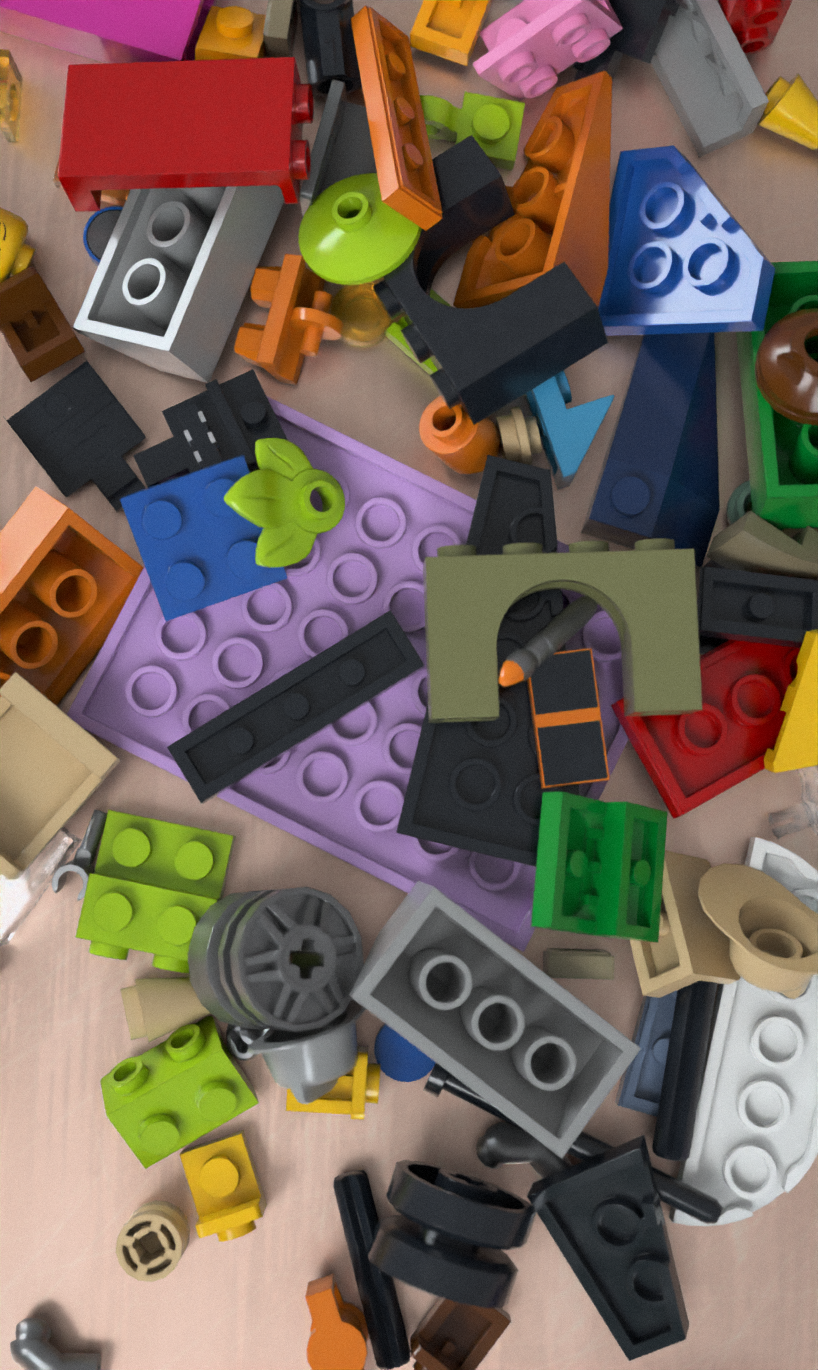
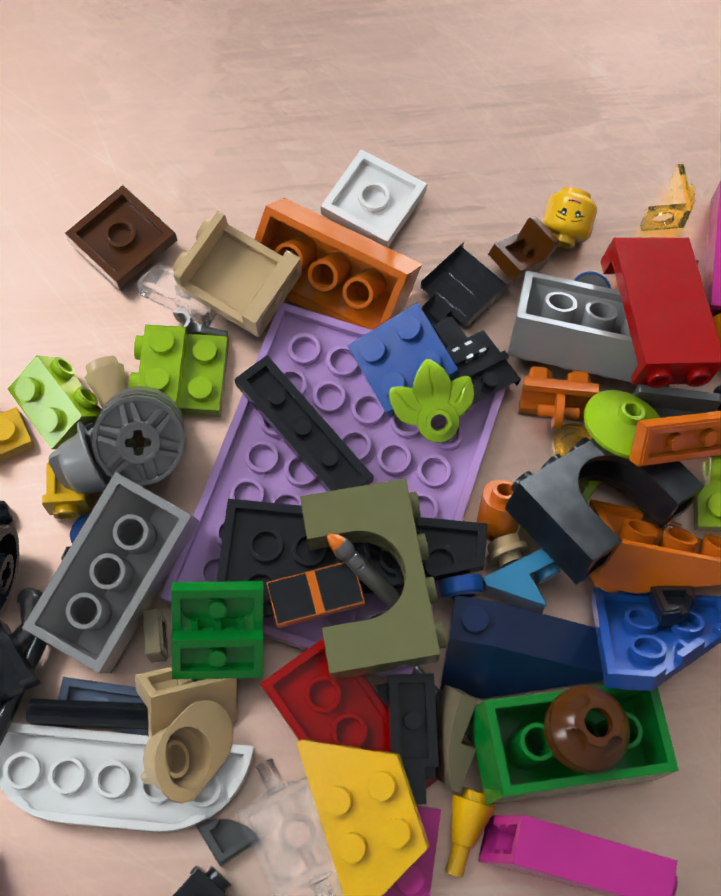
camera: 85 degrees right, 15 degrees down
(571, 509) = (463, 585): none -> blue tile
(633, 221) = (671, 603): none -> black tile

